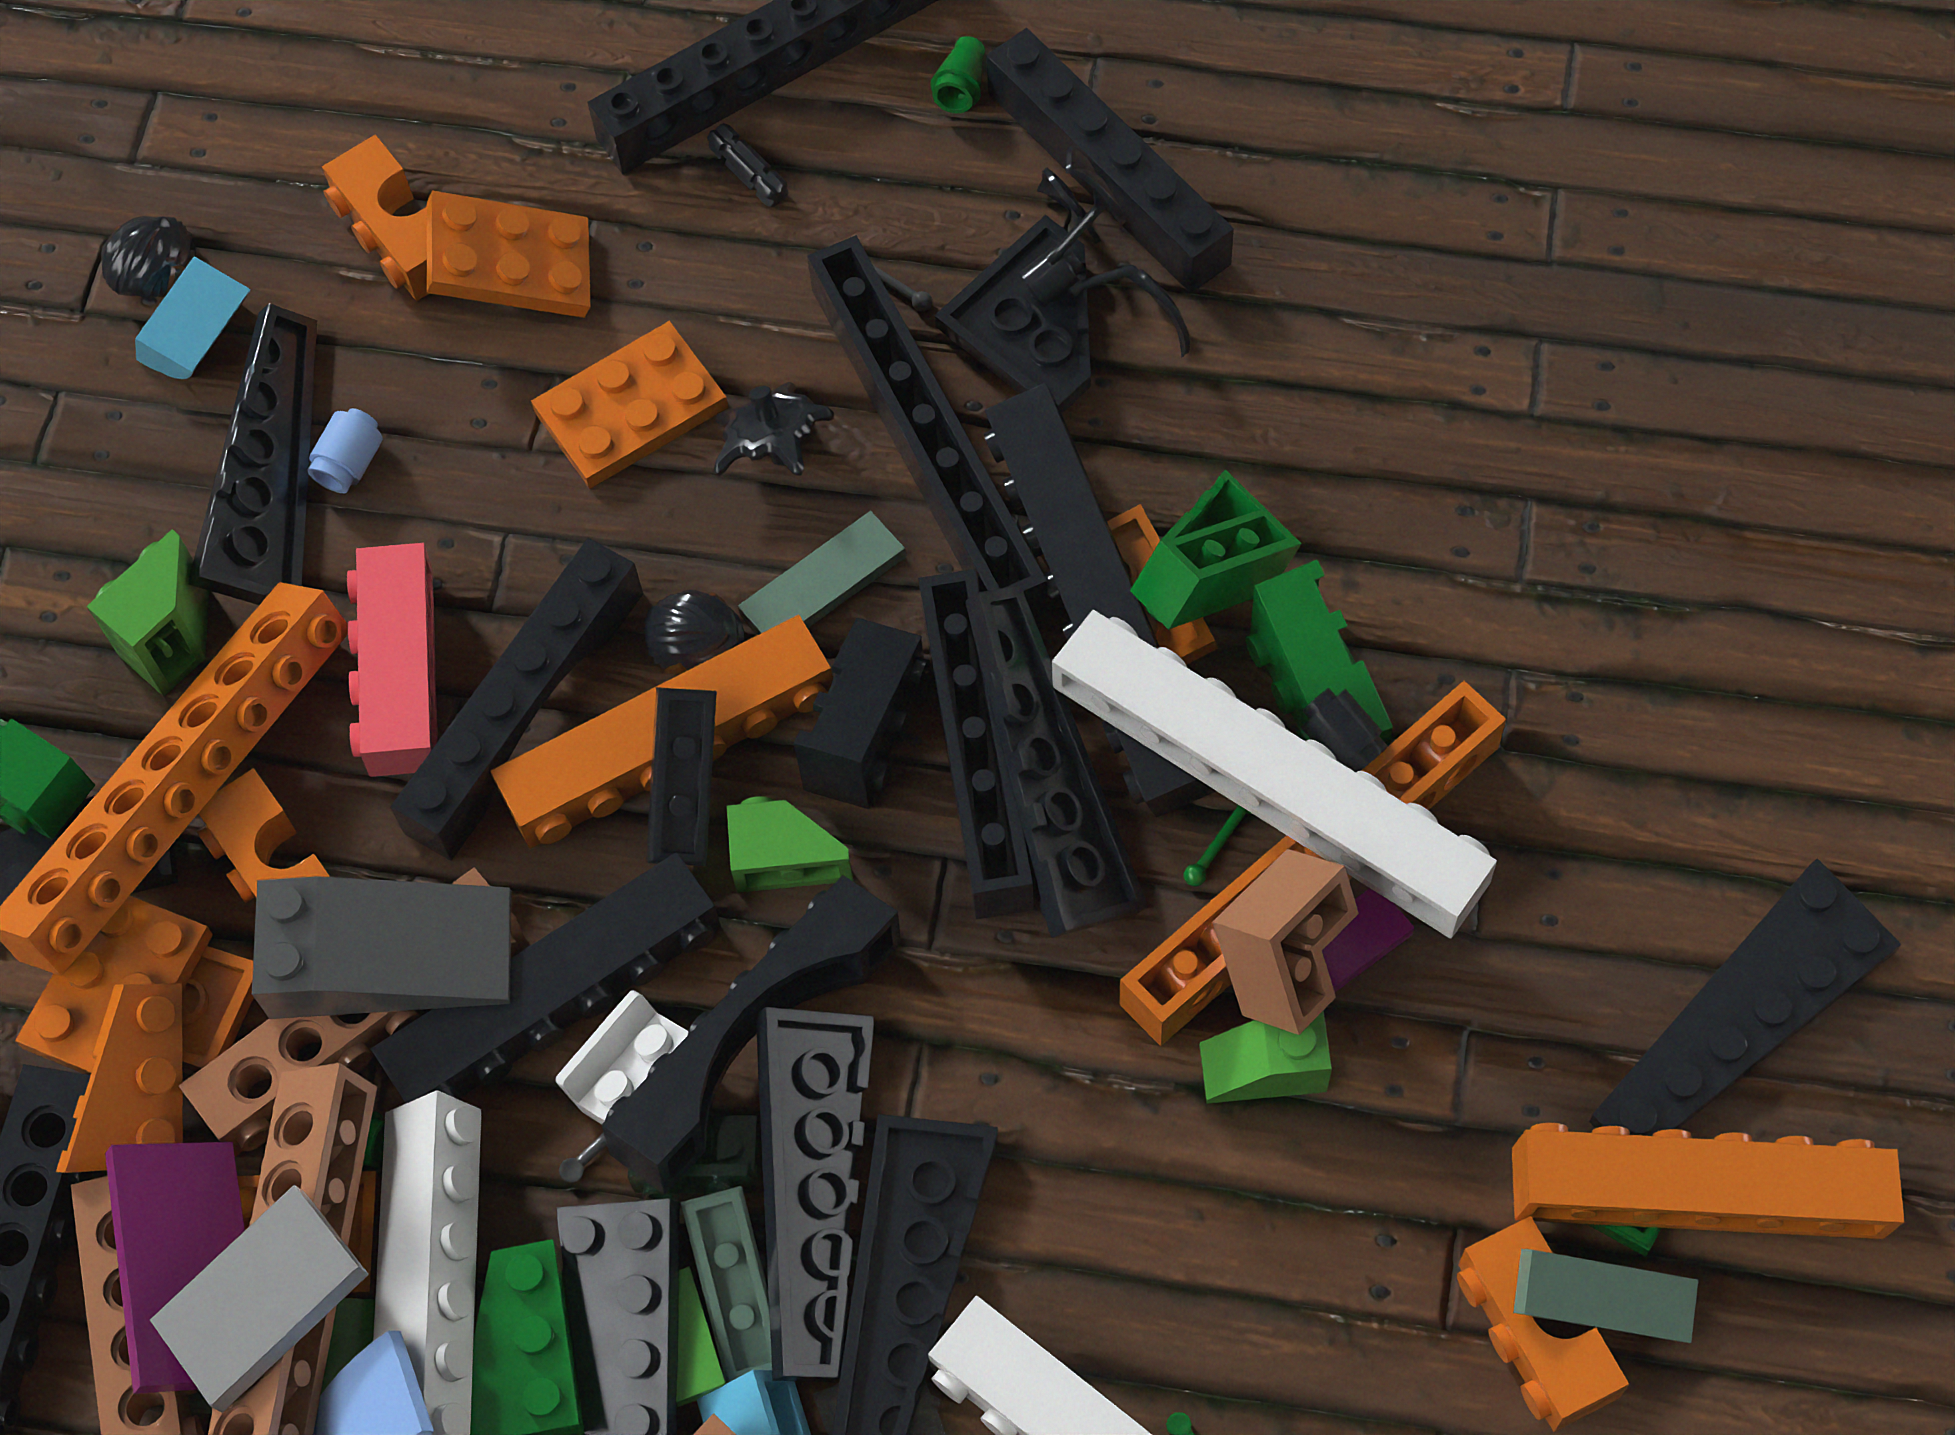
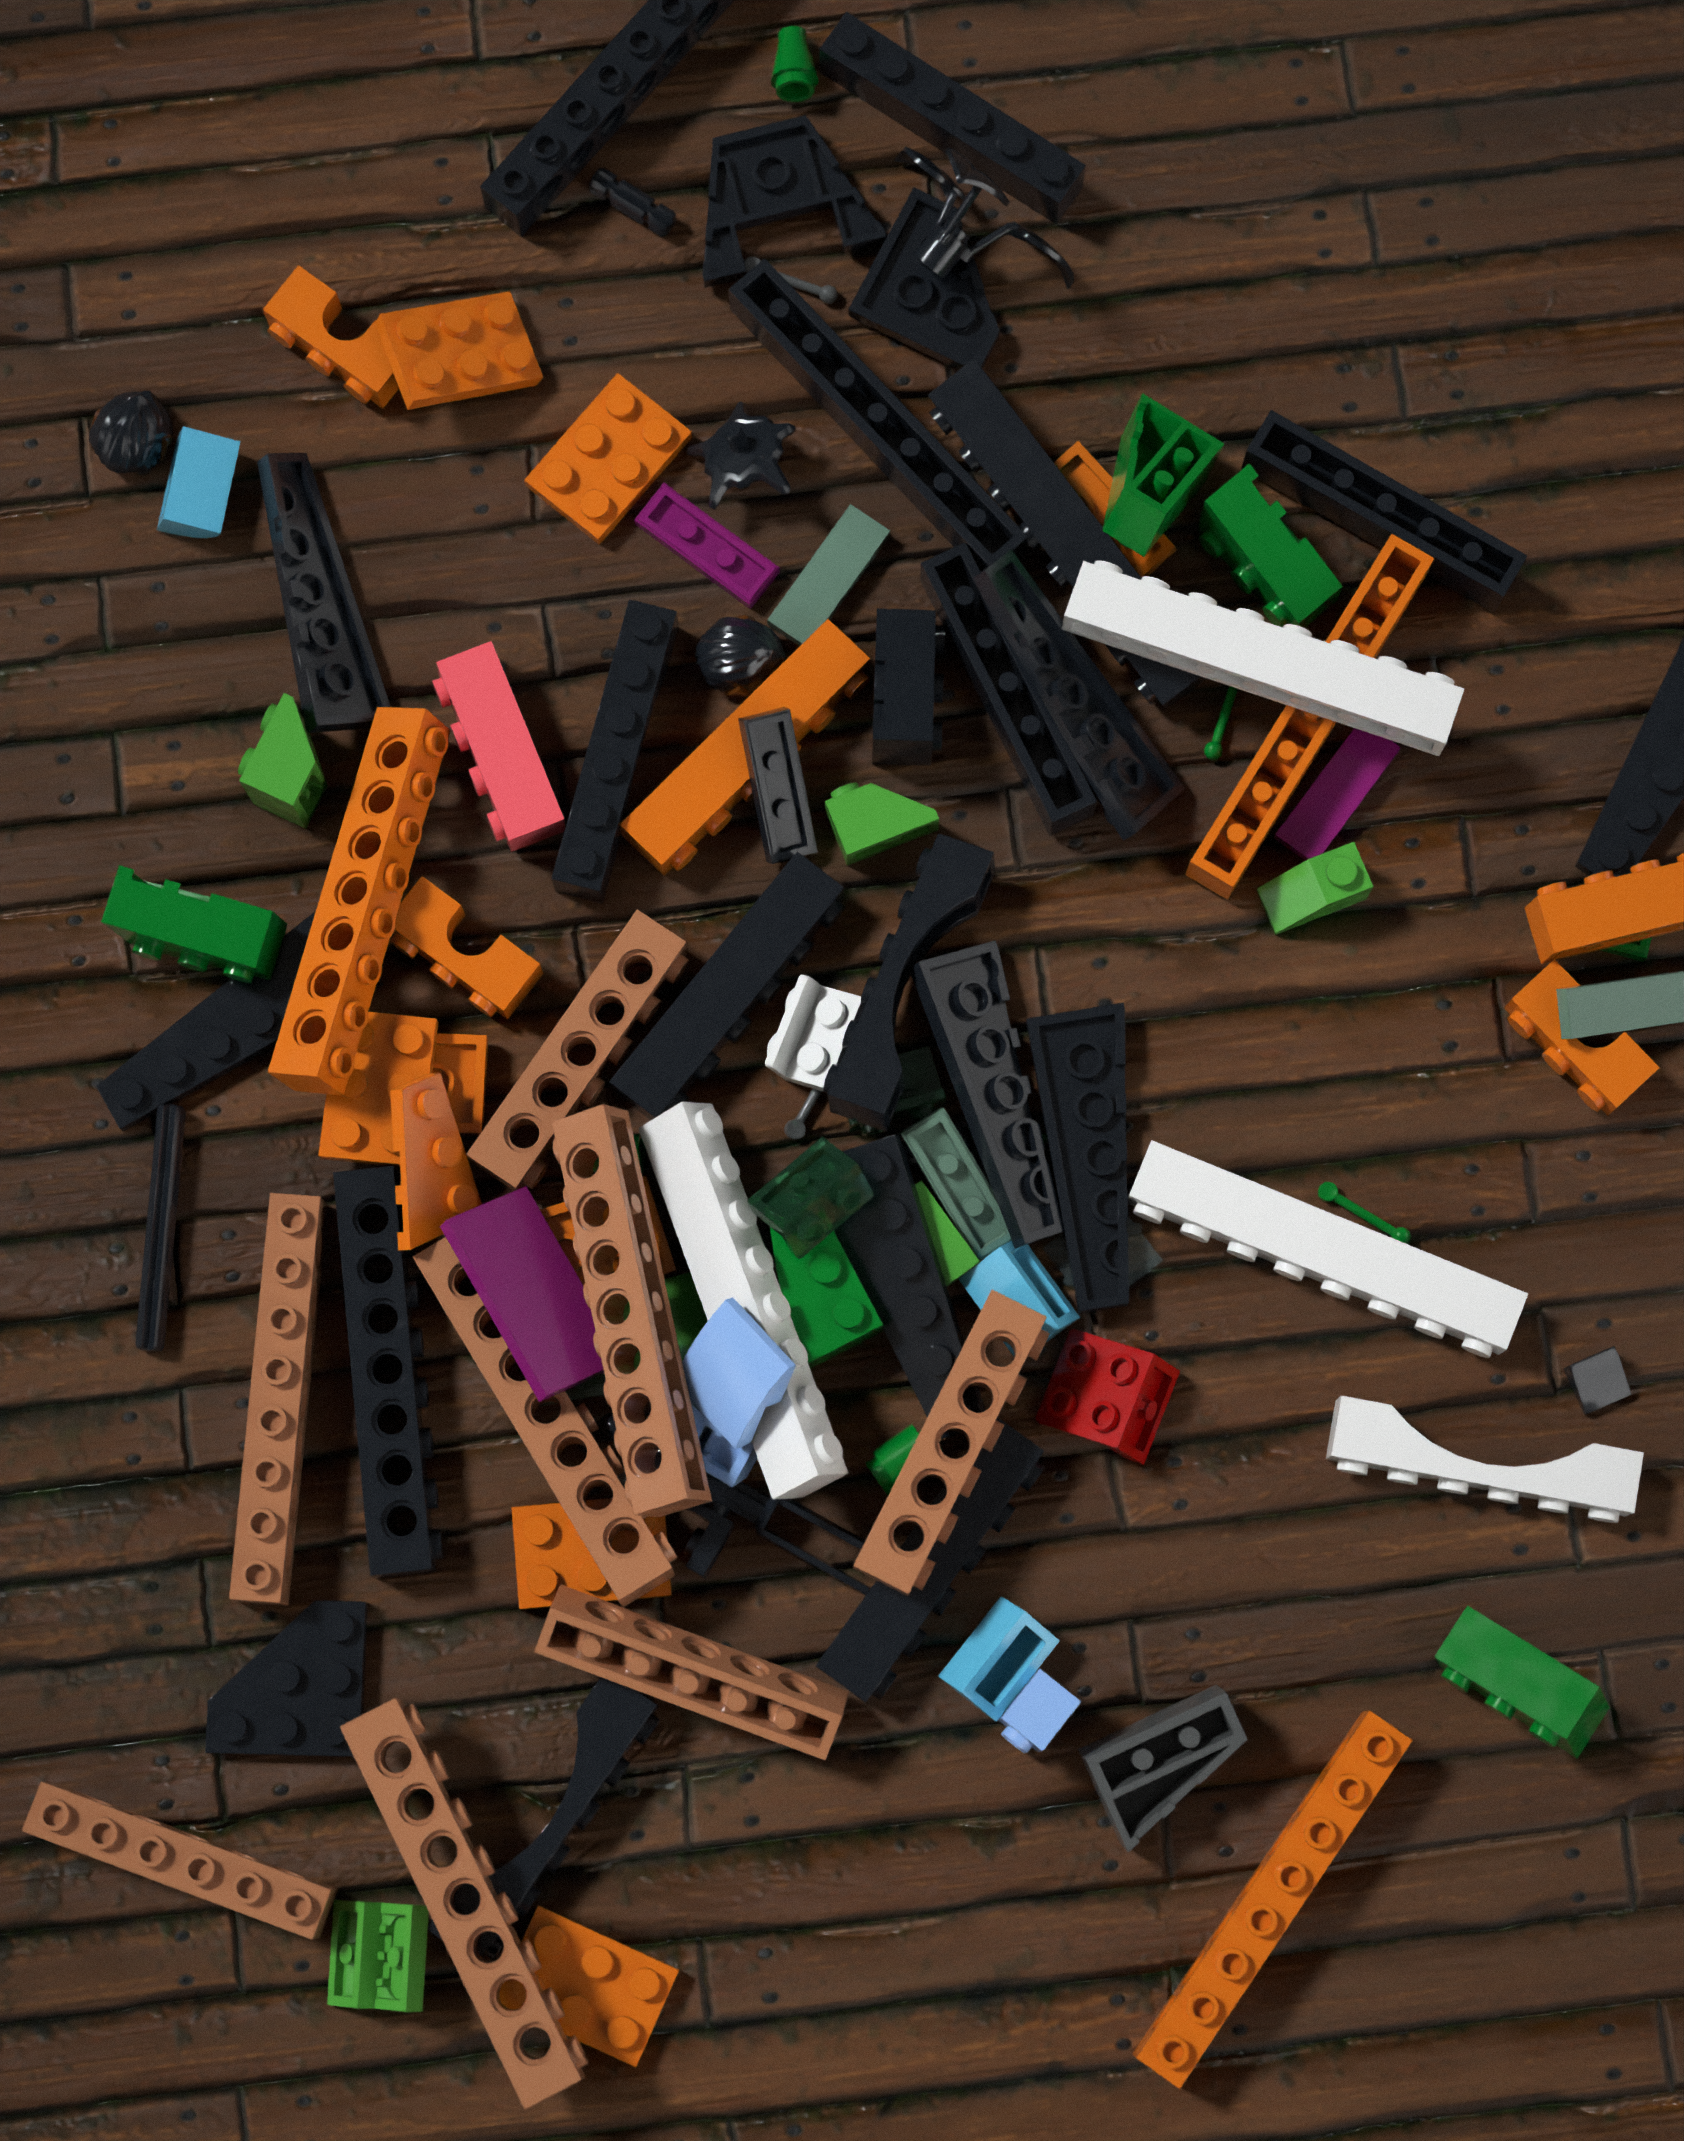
camera: 20 degrees left, 15 degrees up
(258, 1298) = (617, 1304): light grey tile -> none
(344, 450) = (380, 569): light blue brick -> none
(379, 946) = (593, 997): dark grey slope -> none
(544, 1244) = (812, 1196): none -> clear green bracket
(702, 517) = (707, 546): none -> magenta tile
(901, 173) = (773, 177): none -> black wing
(1277, 938) = (1310, 795): nougat brick -> none
(1343, 729) = (1308, 604): black brick -> none
(1452, 646) = (1380, 506): none -> black brick

